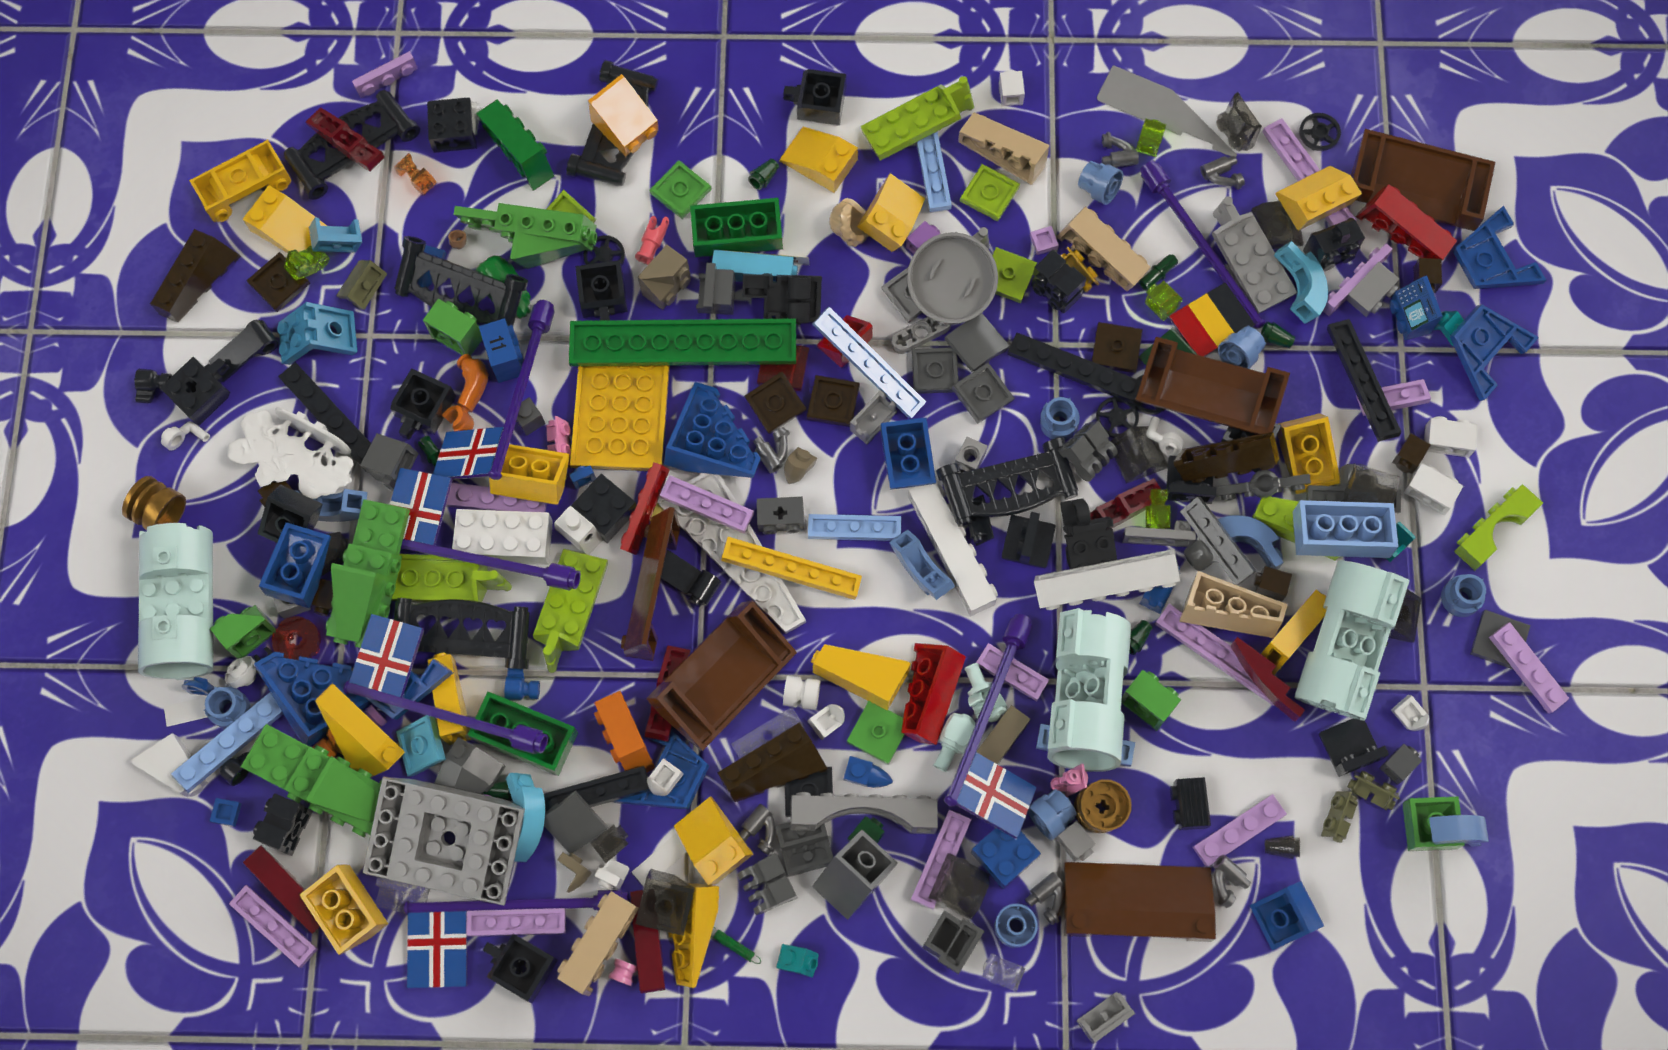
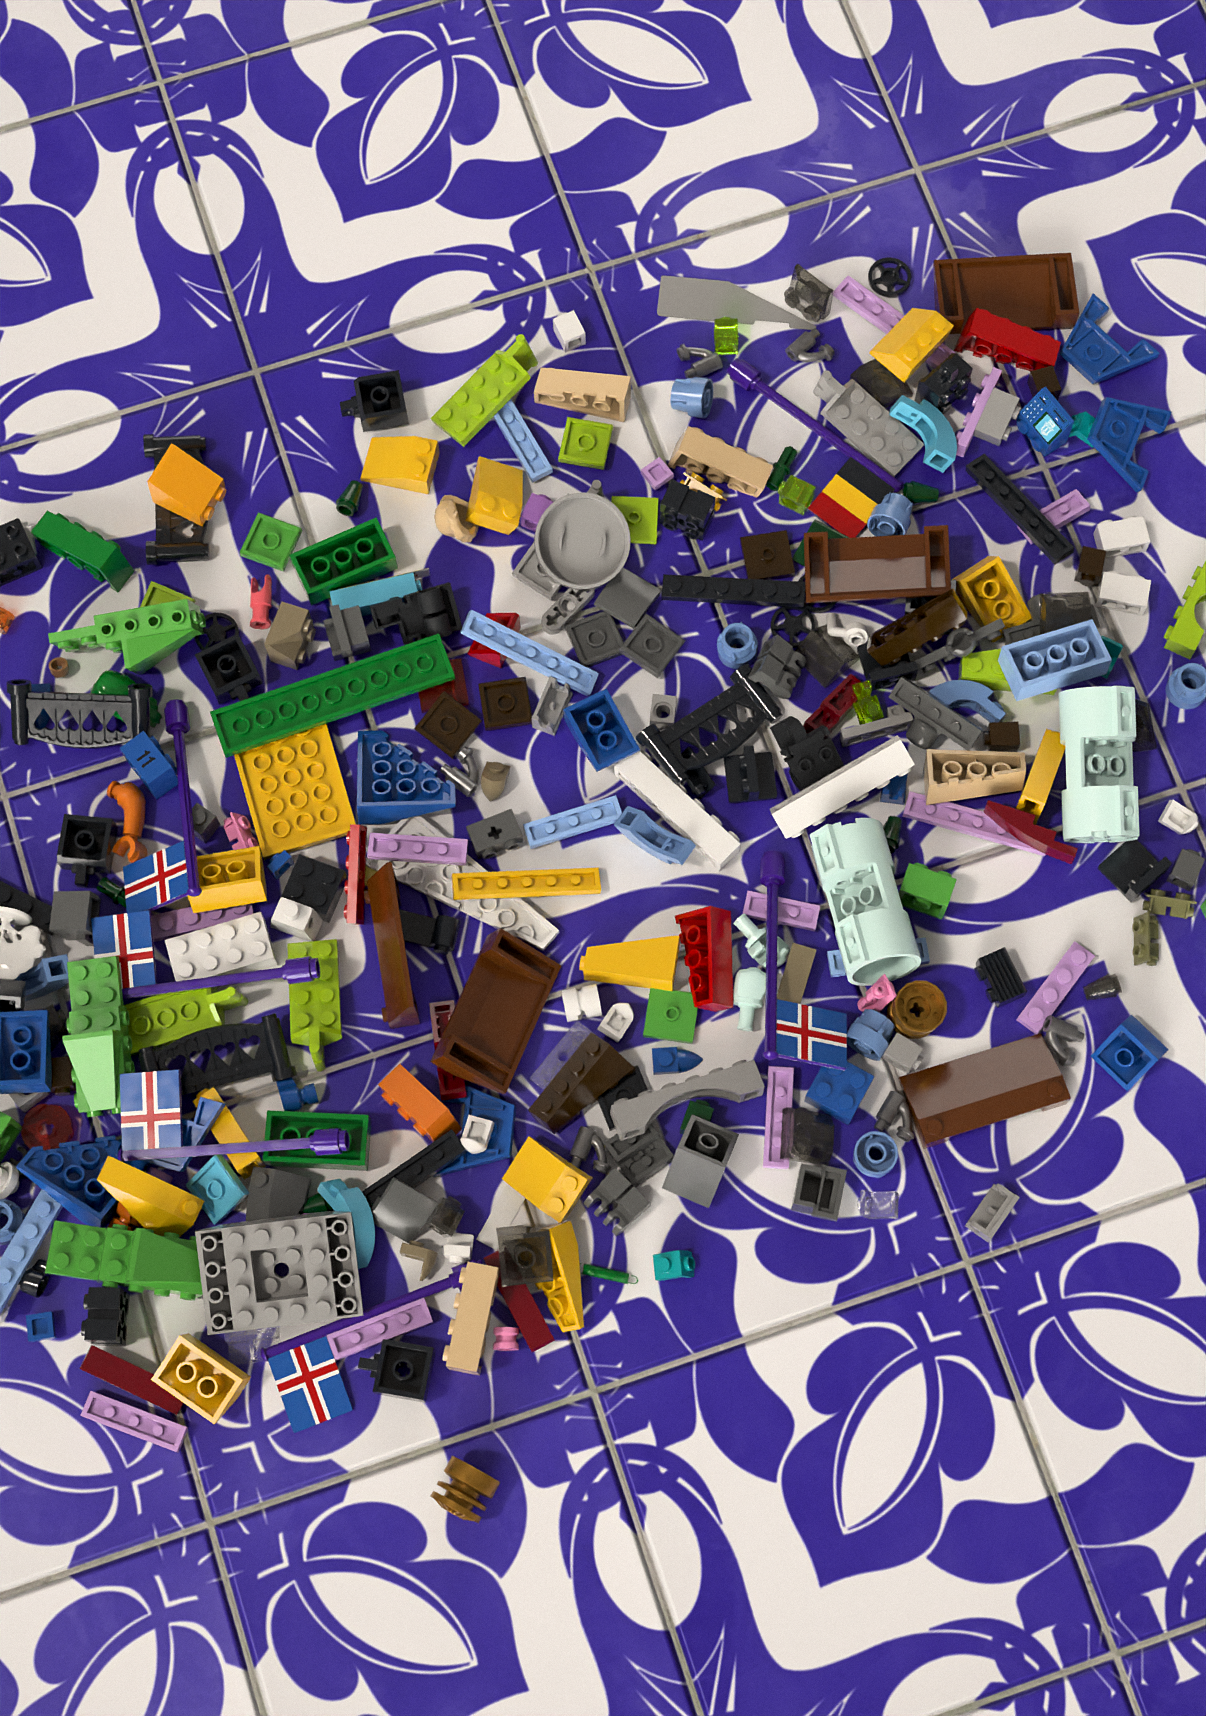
camera: 20 degrees left, 0 degrees up
(453, 327) = (91, 758): bright green slope -> none

